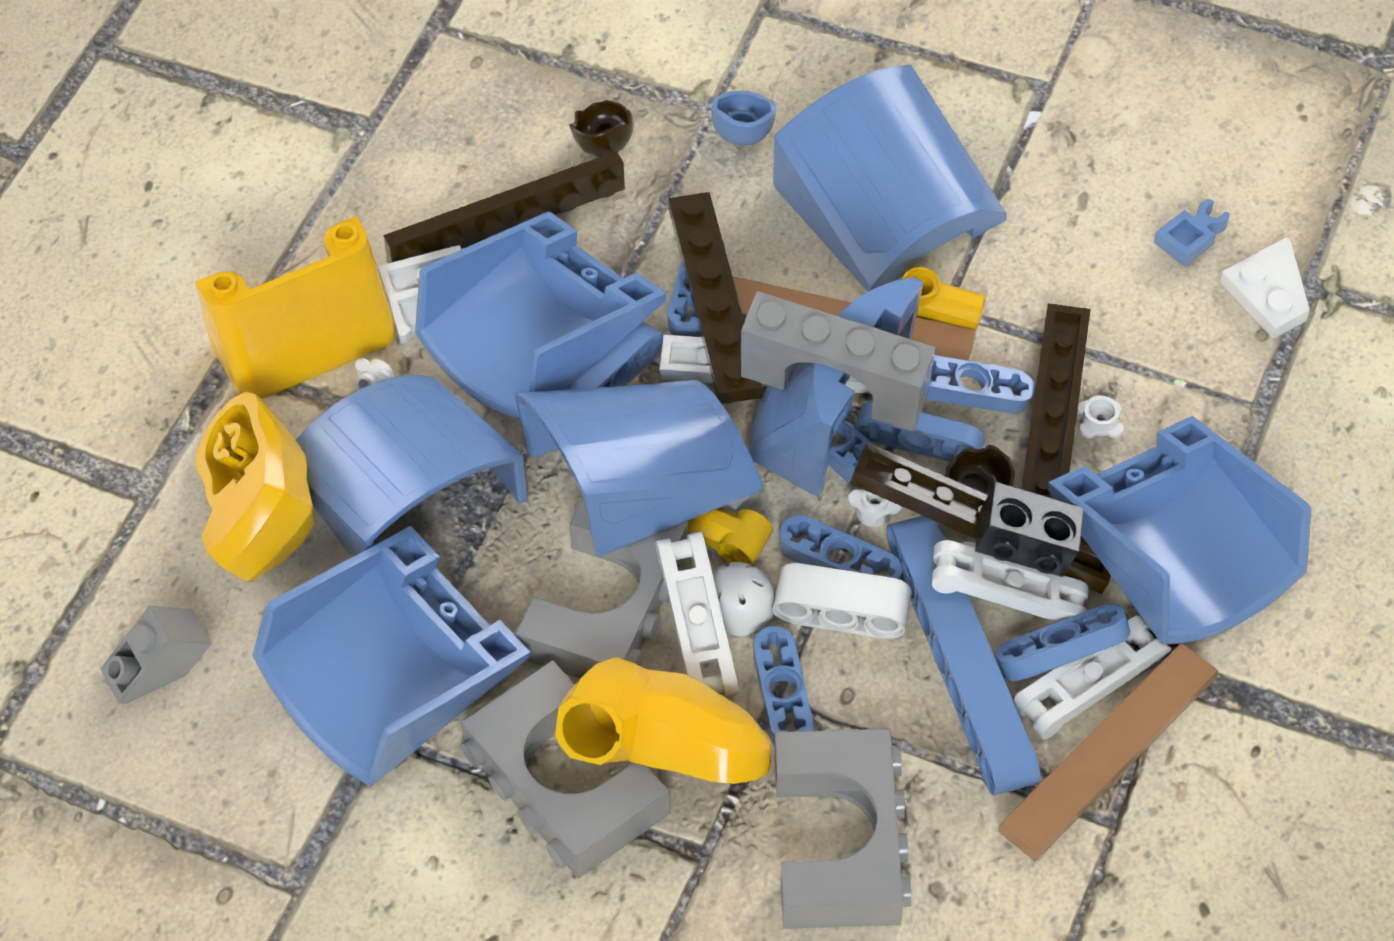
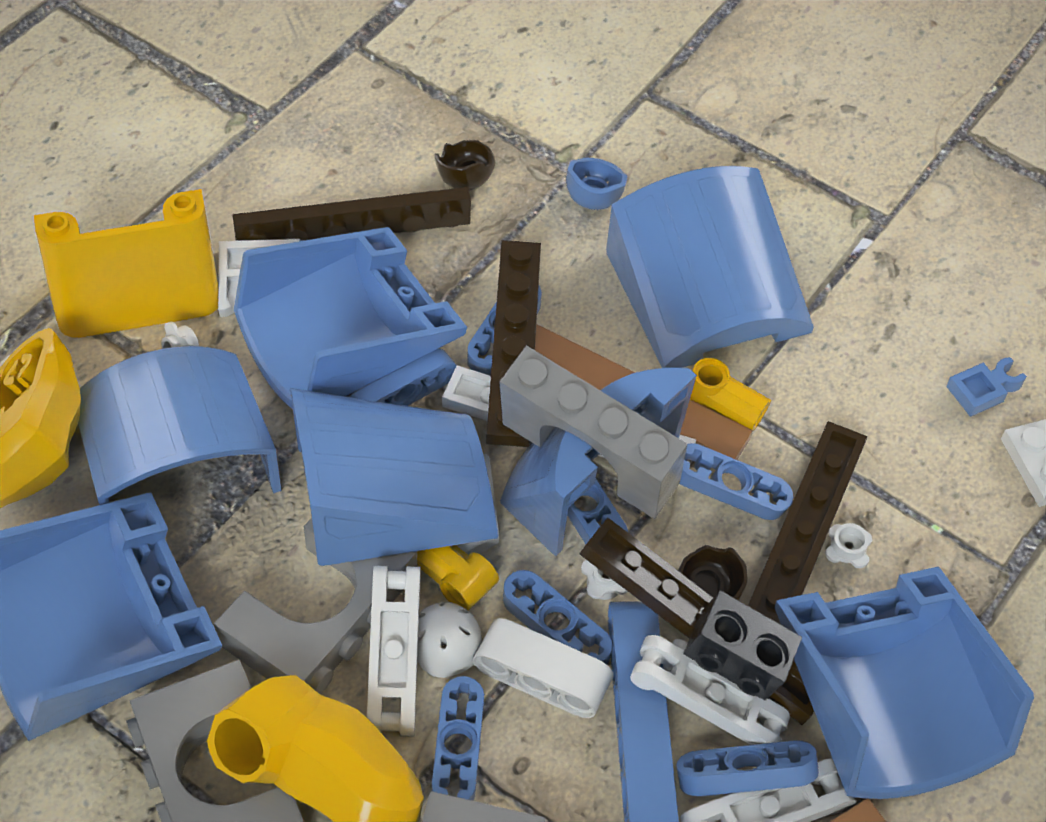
camera: 10 degrees right, 0 degrees up
(943, 439) = (677, 523): medium blue beam -> none

